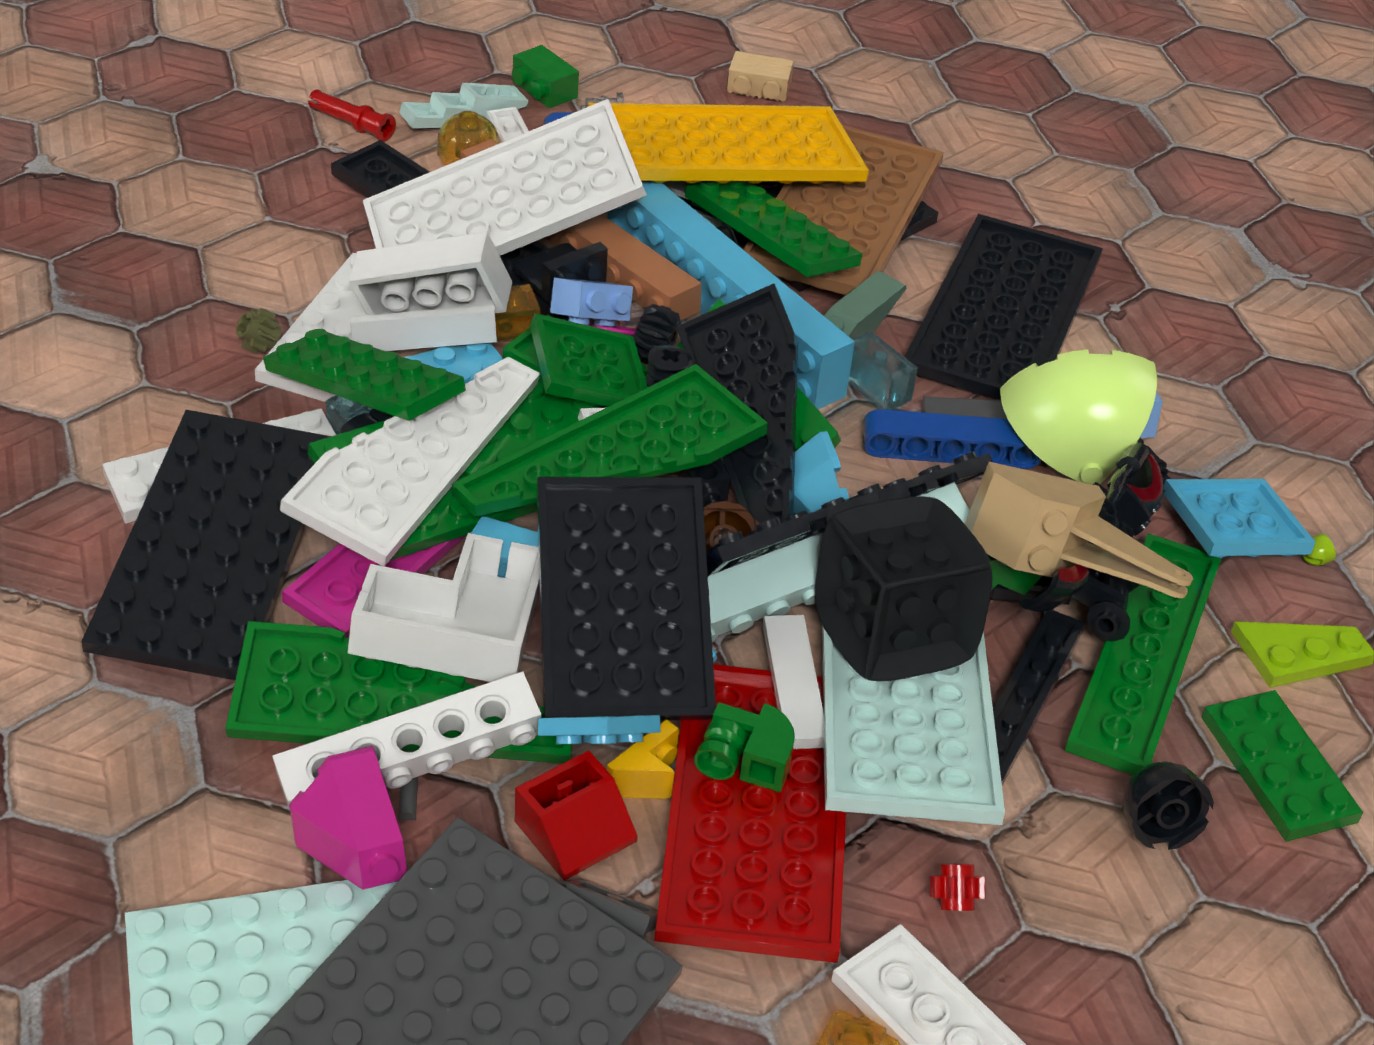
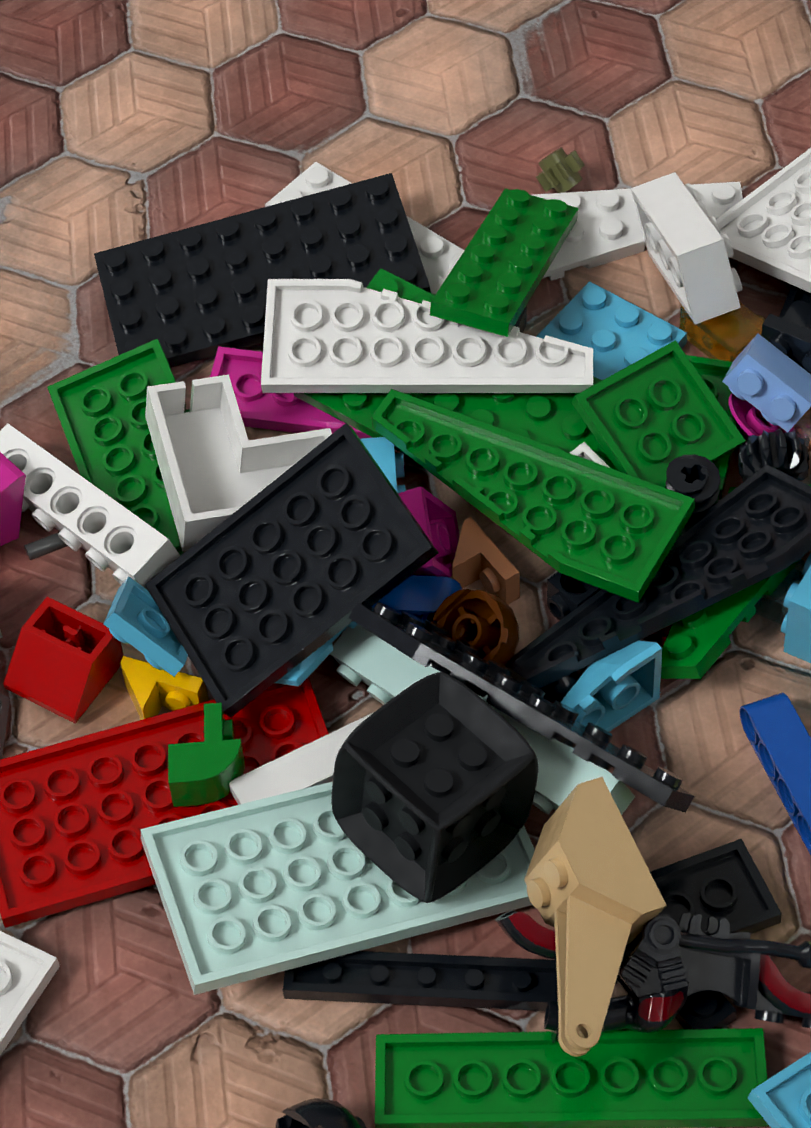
camera: 75 degrees right, 10 degrees up
(426, 328) = (634, 280): white tile -> none
(721, 749) = (180, 729): green wheel -> none
(957, 887) = (124, 991): red gear -> none

